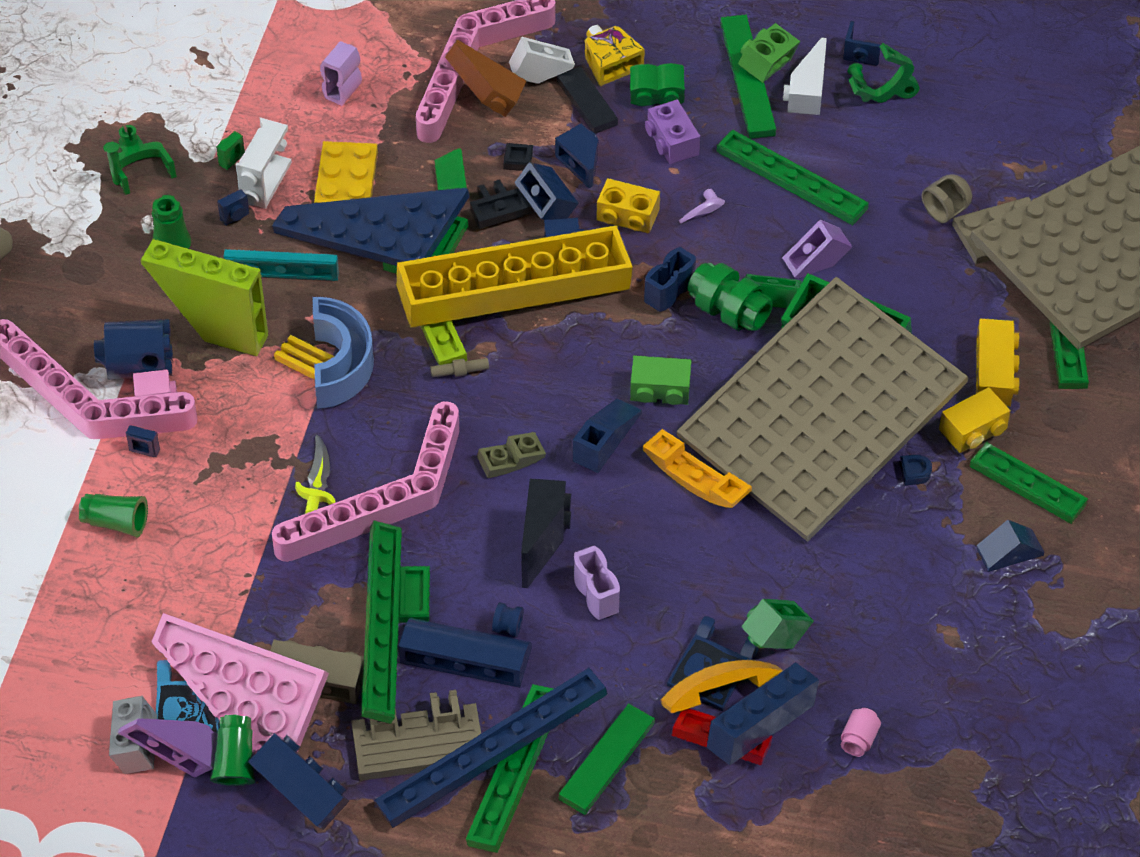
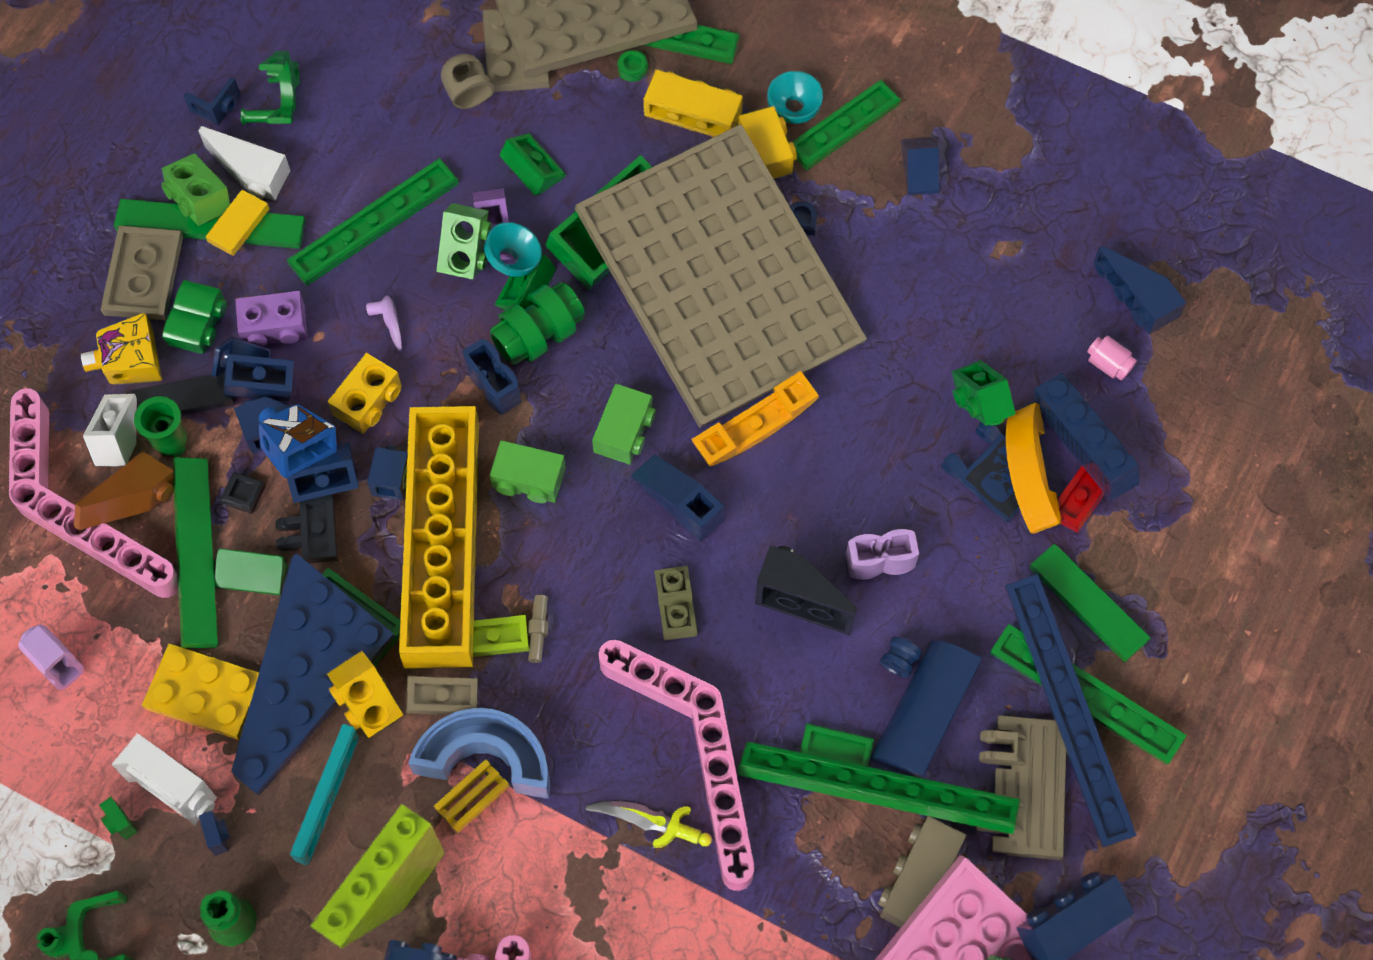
camera: 75 degrees left, 15 degrees up
(369, 263) = (366, 693): none -> yellow brick
(377, 308) = (440, 695): none -> dark tan tile
(464, 135) = (194, 553): none -> green tile
(547, 83) = (161, 424): none -> green plant
(559, 157) = (295, 438): none -> blue torso
(594, 326) = (527, 471): none -> bright green piece
(613, 131) = (258, 377): none -> dark blue brick
(633, 120) = (236, 347): none -> dark blue bracket
(686, 43) = (142, 272): none -> dark tan plate
(751, 87) = (237, 222): none -> yellow tile
(786, 227) = (456, 238): none -> bright green brick
(798, 252) = (516, 241): none -> teal piece
(892, 267) = (531, 163): none -> green slope
(936, 751) = (1145, 292): none -> dark blue slope
(1022, 314) = (632, 66): none -> green tile
(1035, 424) = (799, 87): none -> teal piece

